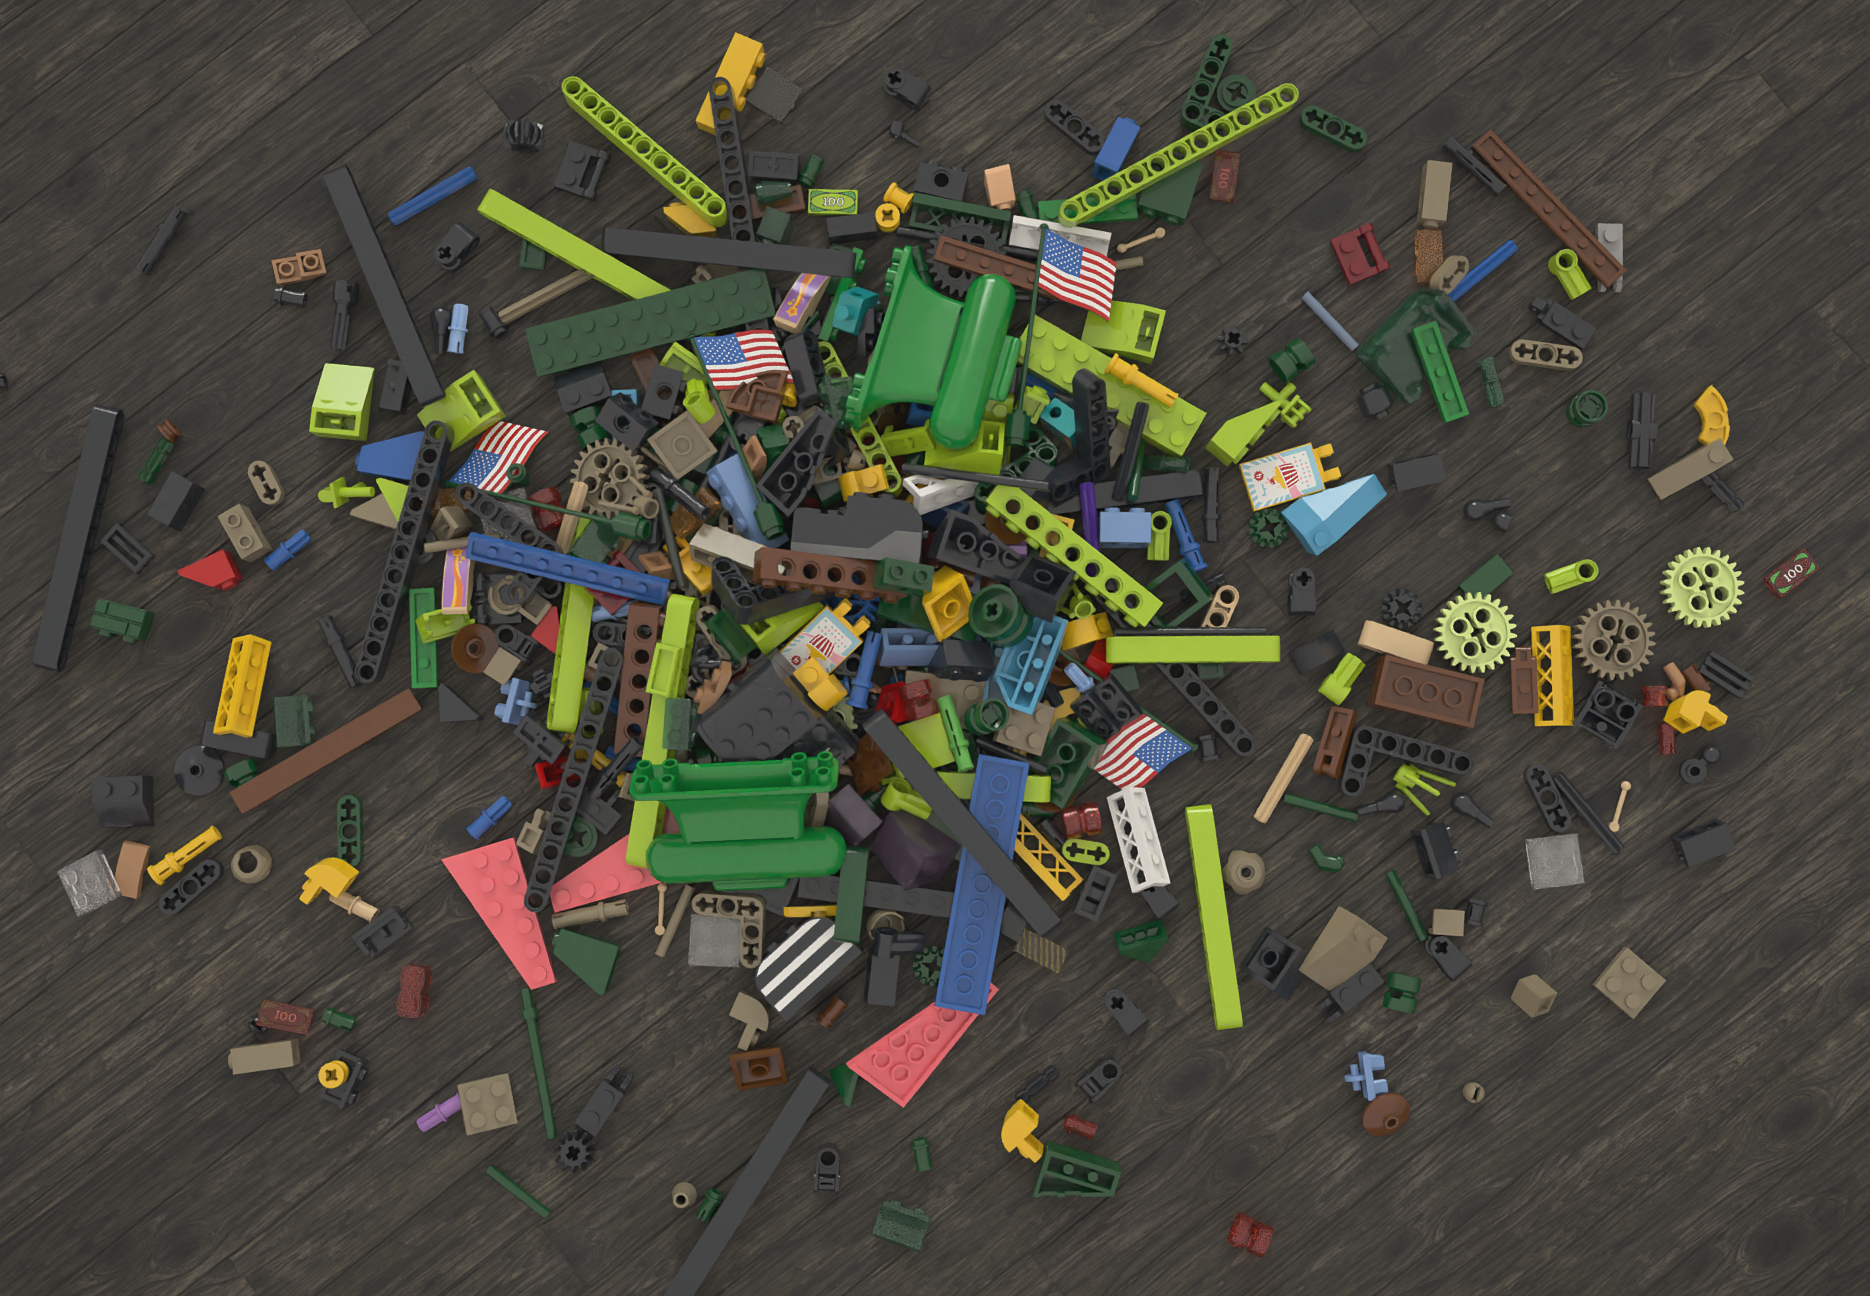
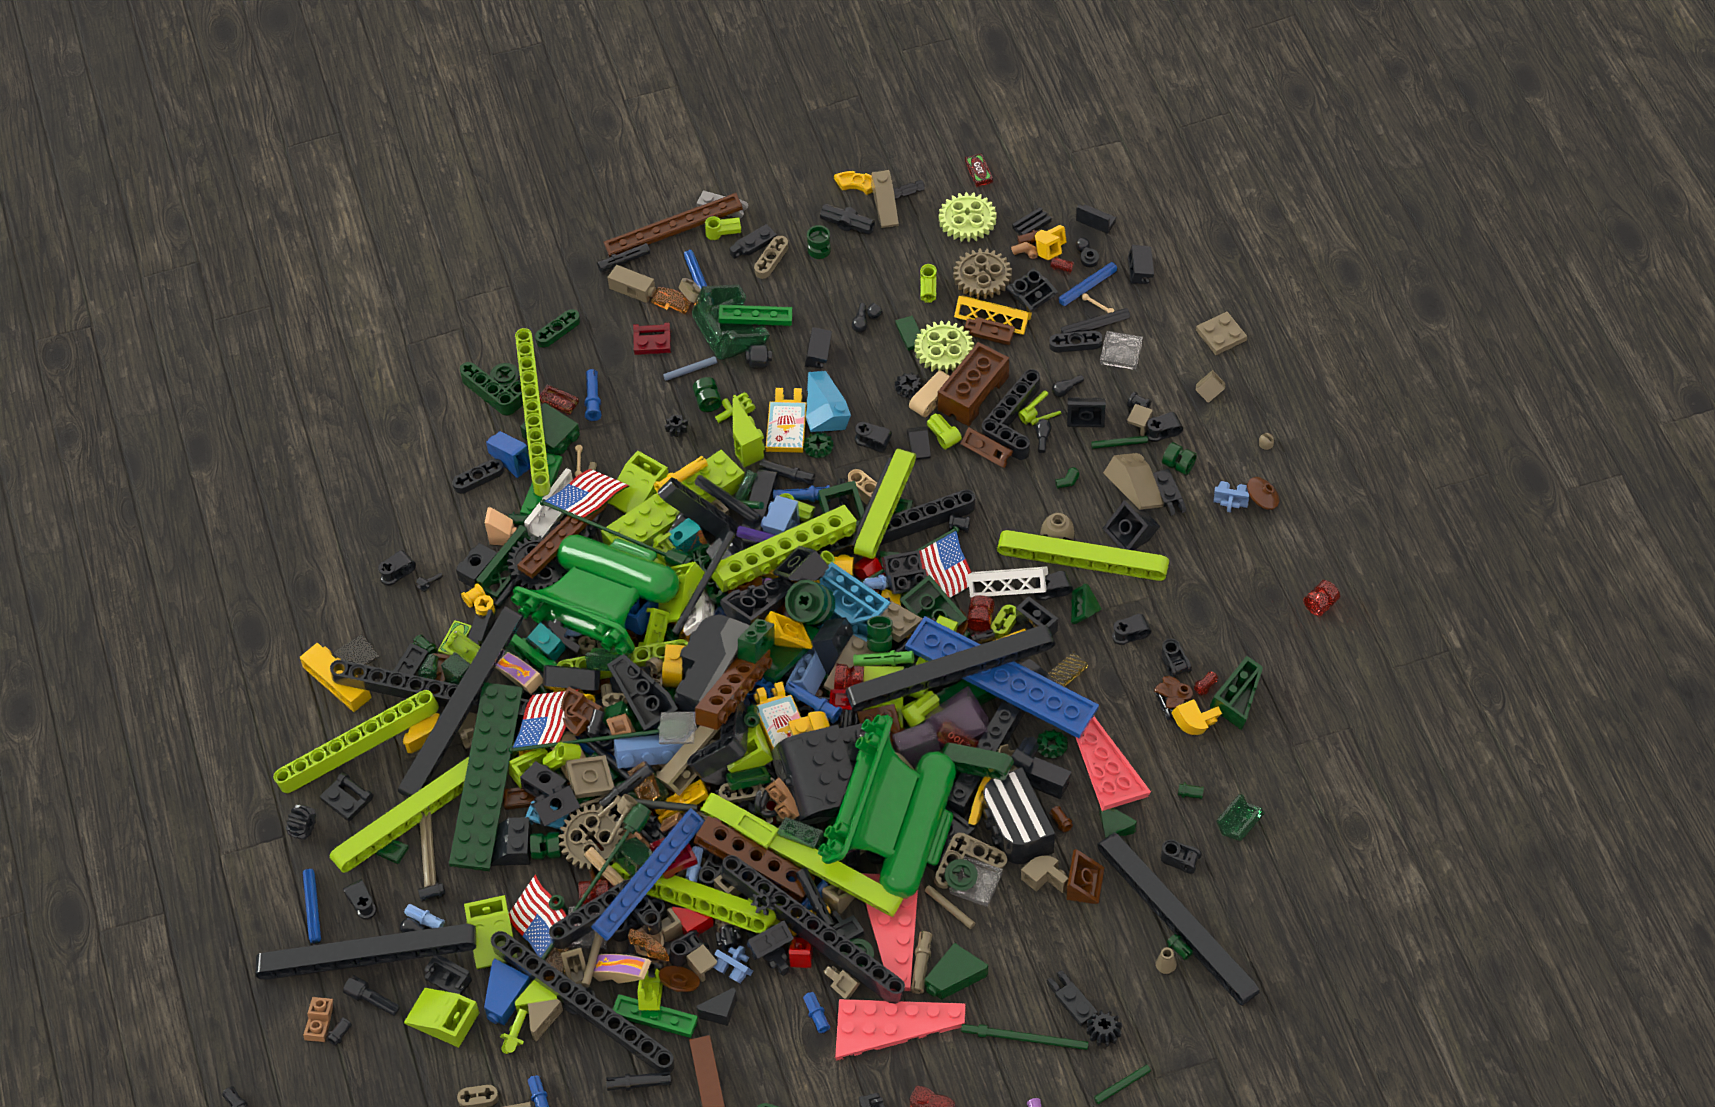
camera: 70 degrees left, 30 degrees down
(487, 1104) = (1043, 1081): dark tan plate -> none
(492, 608) = (652, 947): none -> clear orange slope
(570, 718) = (759, 904): none -> black gear
(660, 929) = (952, 920): tan hinge -> none
(700, 932) = (969, 871): none -> dark green gear
(753, 422) = (595, 722): none -> black pin
(763, 526) = (677, 728): none -> clear piece
(799, 612) = (752, 716): none -> dark green pin
(812, 222) = (462, 646): none -> lime hinge
(883, 857) = (951, 734): none -> clear red tile
(1049, 1090) = (1174, 690): none -> reddish brown plate
(1234, 220) = (592, 401): none -> blue pin
(1283, 778) = (1000, 487): tan axle -> none
(1320, 807) = (1030, 471): dark green bar -> none
(1491, 381) = (775, 290): clear green axle -> none
(1648, 782) = (1087, 284): none -> blue axle
(1654, 696) = (1030, 261): clear red wheel -> none
(1762, 757) = (1095, 218): none -> black panel

